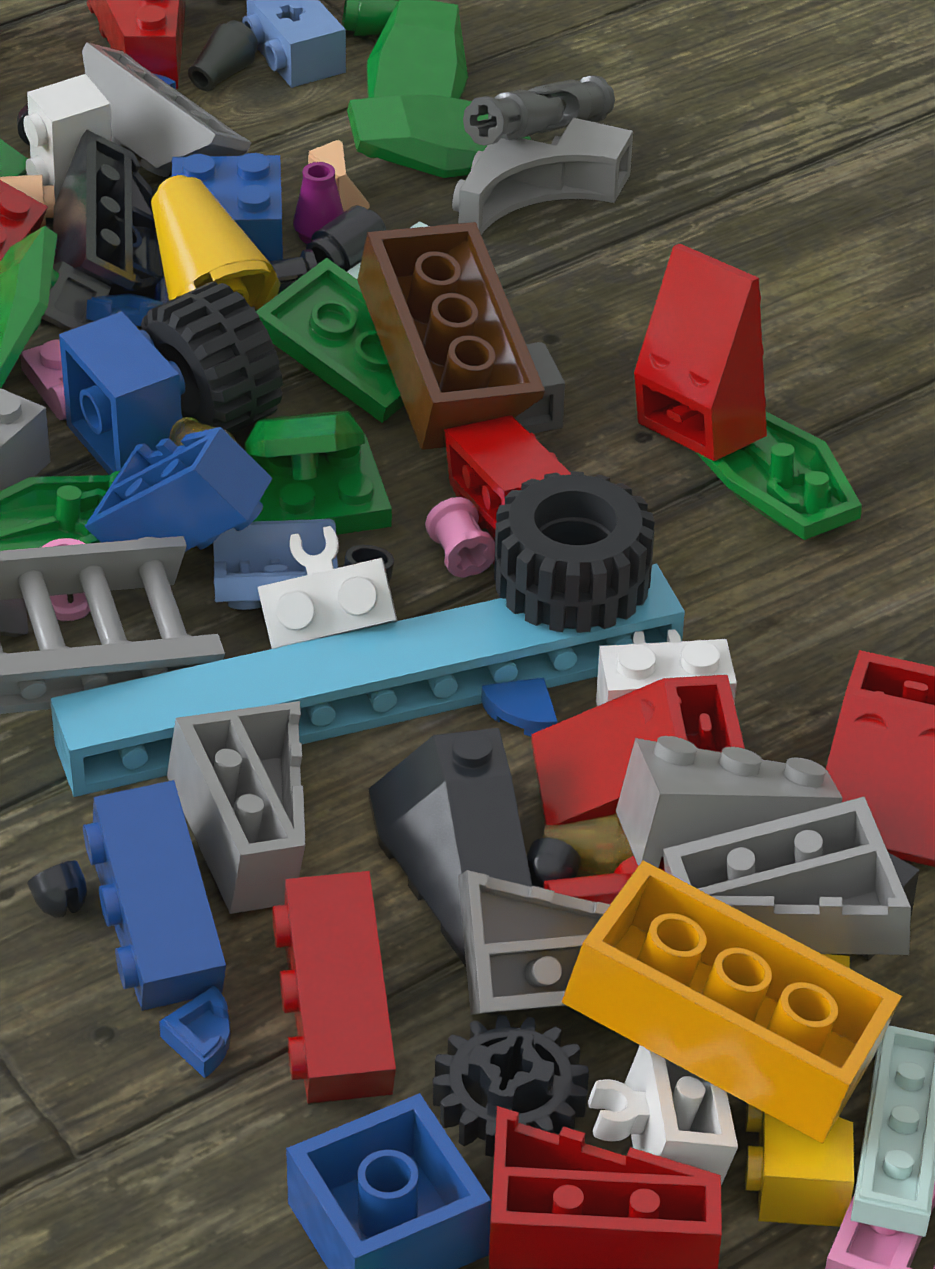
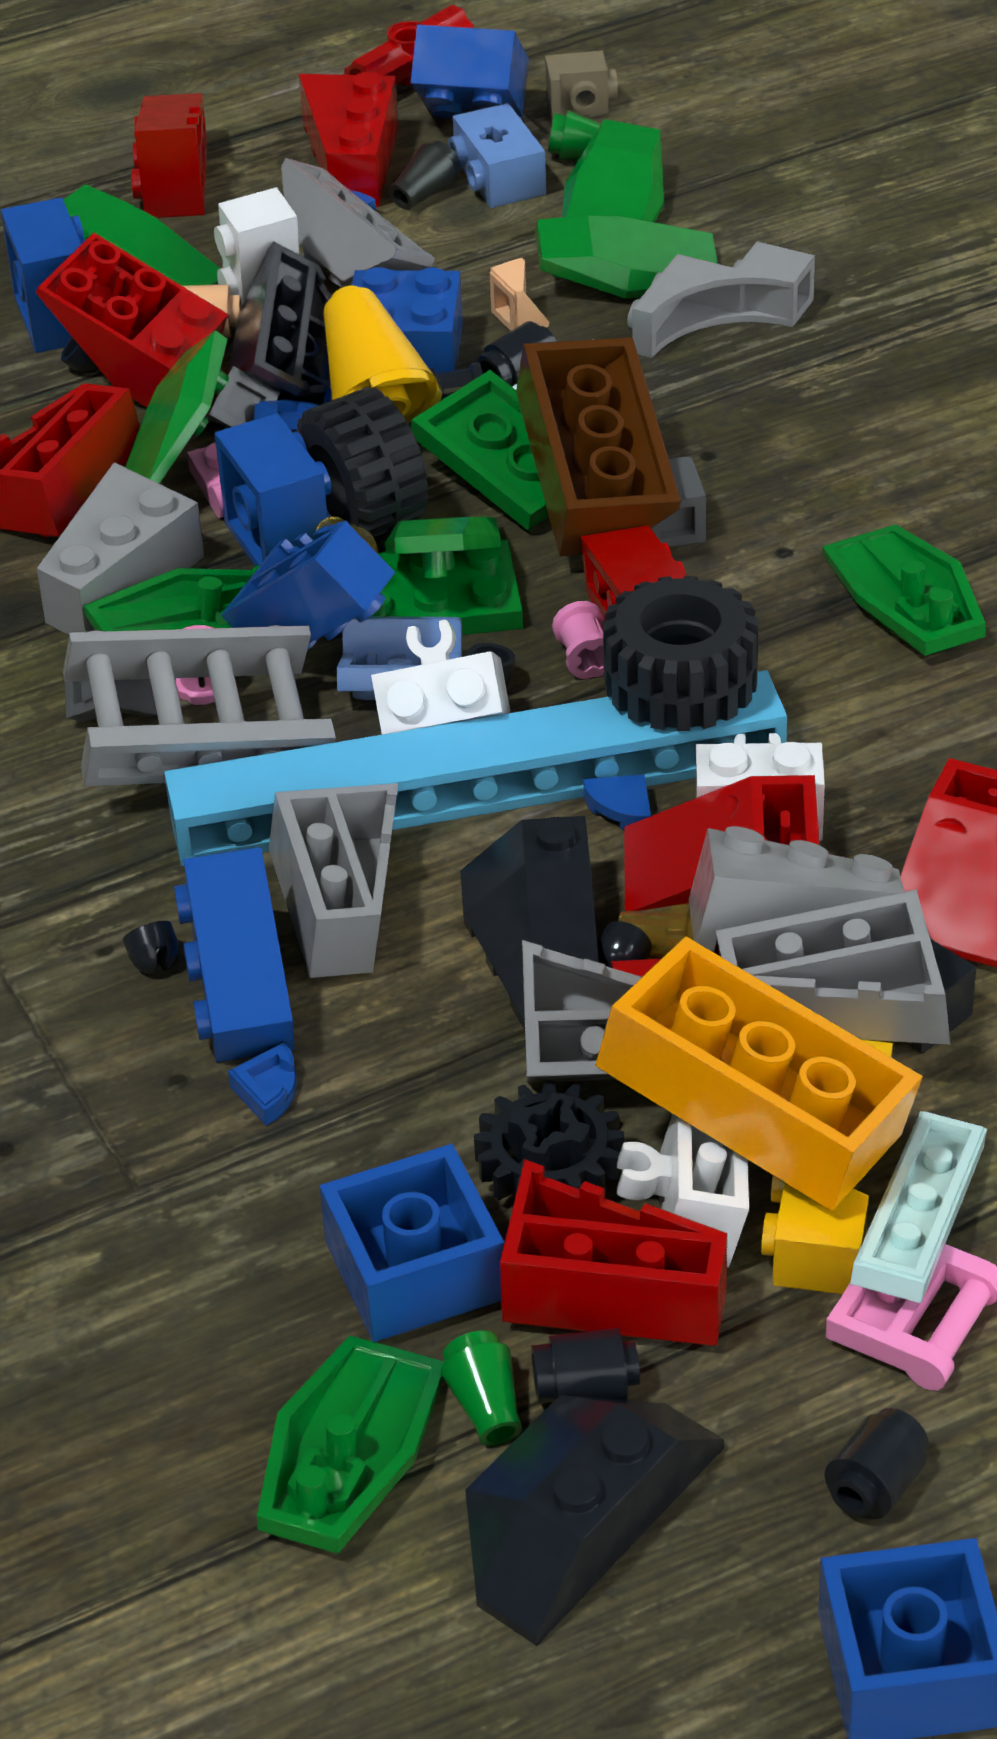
camera: 10 degrees right, 0 degrees up
(317, 200) = (493, 313): magenta cone -> none
(335, 987) = (392, 1046): red wedge -> none
(538, 109) = (723, 232): dark grey piece -> none
(703, 357) = (842, 475): red slope -> none

